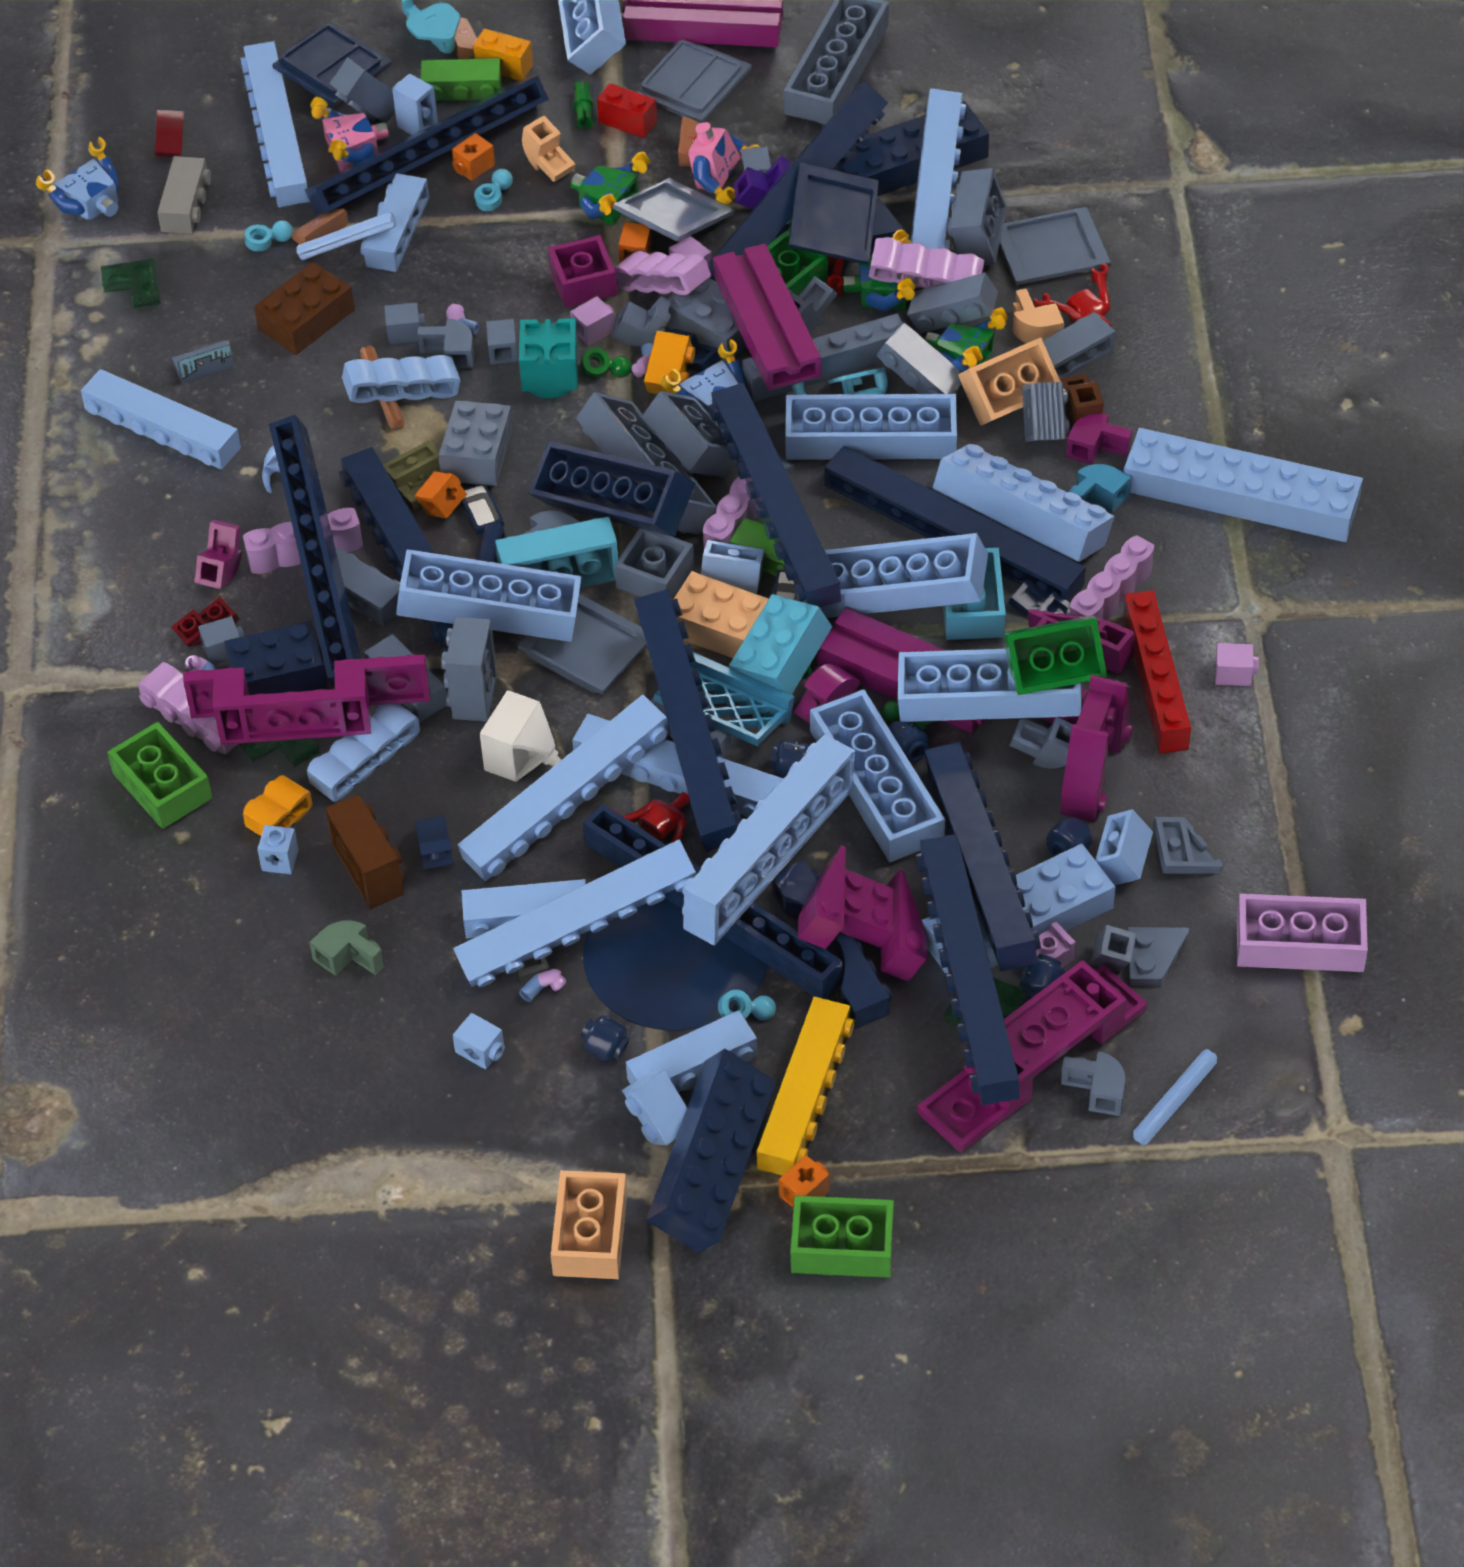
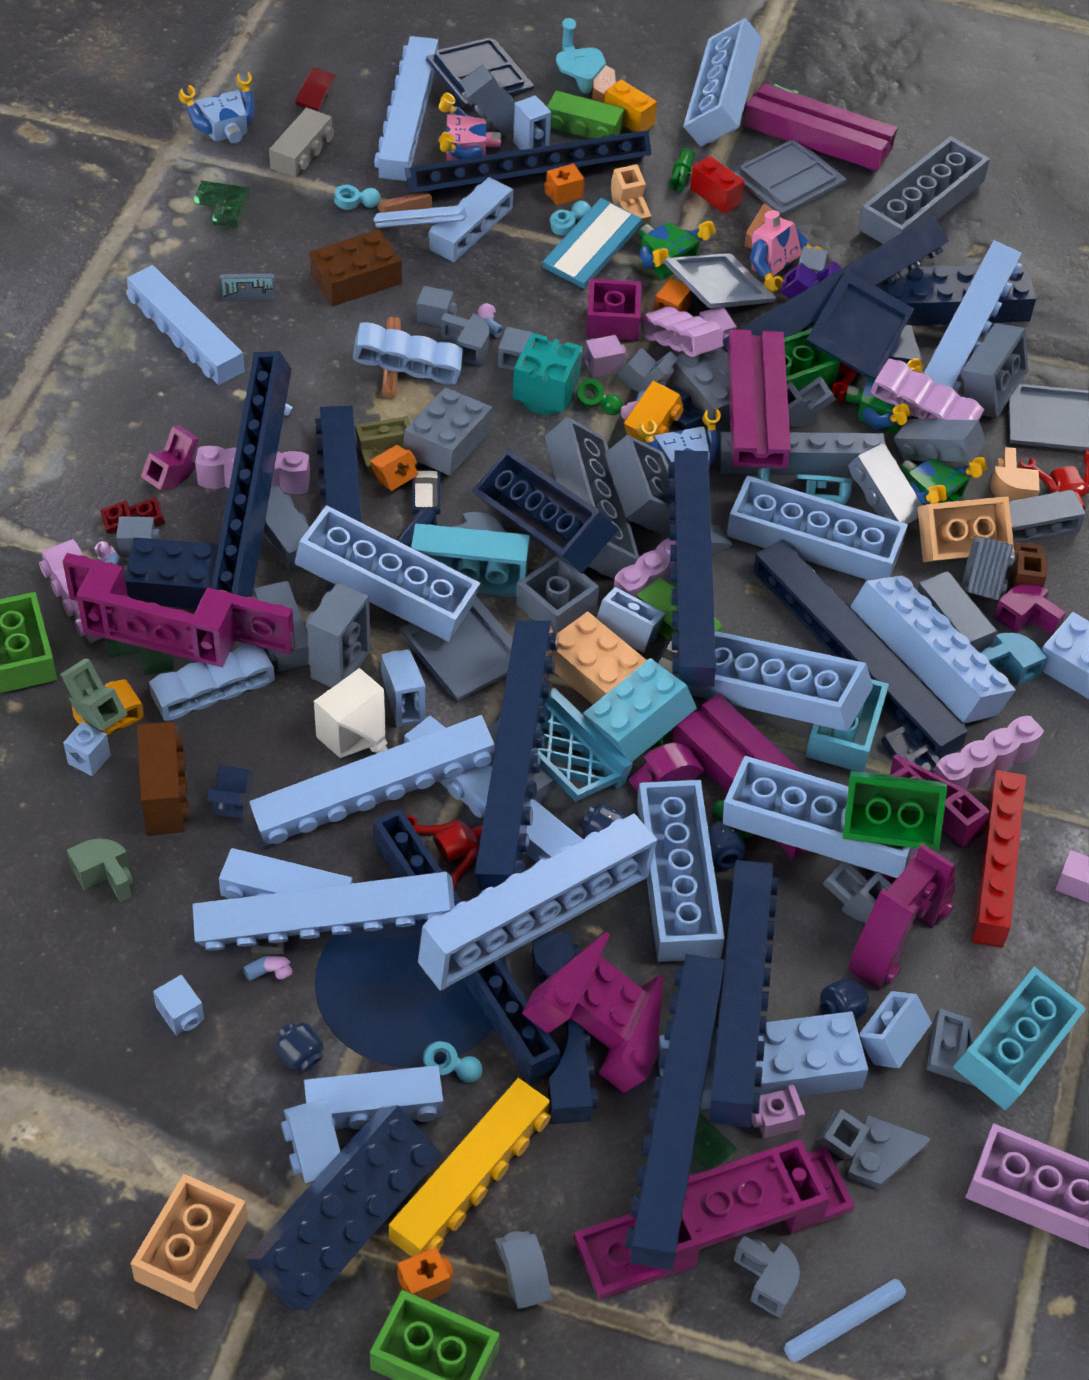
camera: 15 degrees right, 0 degrees up
(265, 801) = (92, 701): none -> sand green brick
(529, 209) = (592, 243): none -> tile
(554, 692) = (403, 687): none -> light blue slope
(889, 1147) = (524, 1268): none -> sand blue brick
(1029, 455) = (957, 606): none -> sand blue brick
(1040, 975) = (755, 1139): dark blue head -> none
(1234, 817) = (1019, 1038): none -> medium azure brick

